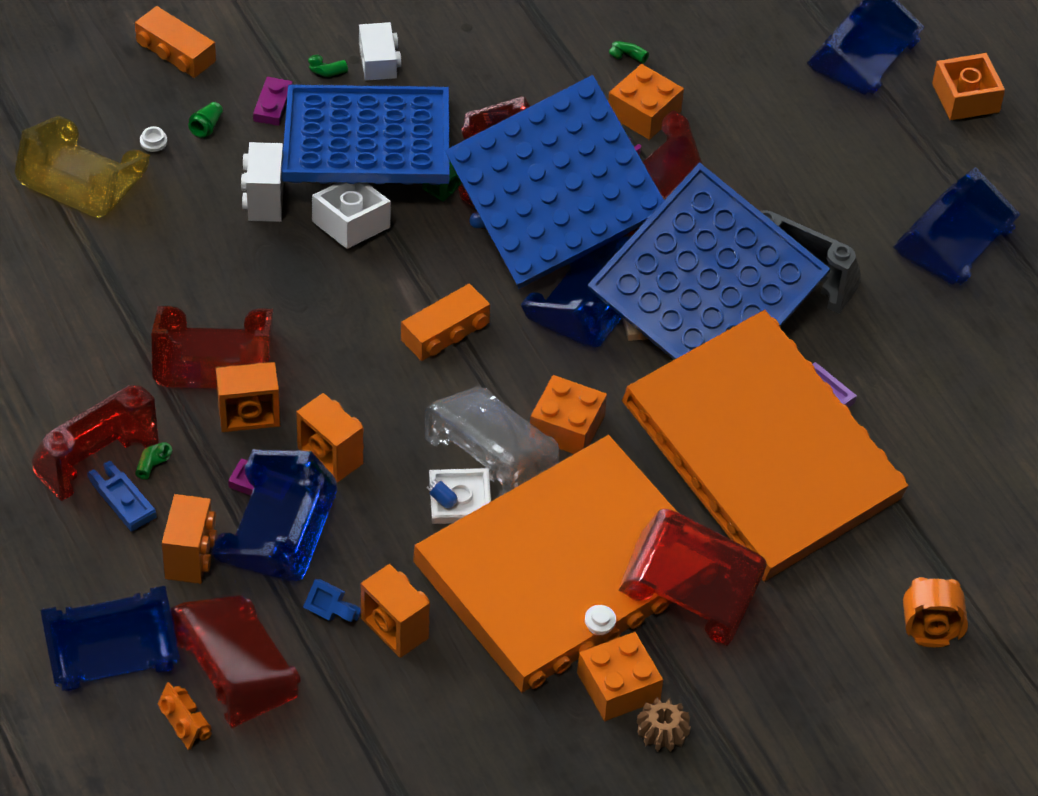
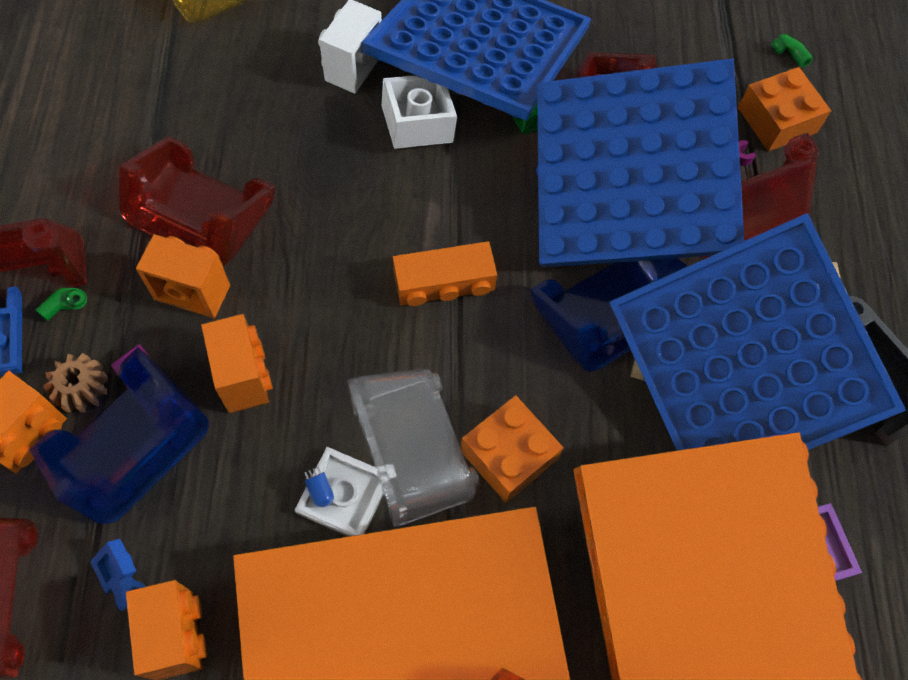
camera: 25 degrees right, 15 degrees up
(221, 498) = (62, 383): none -> medium nougat gear

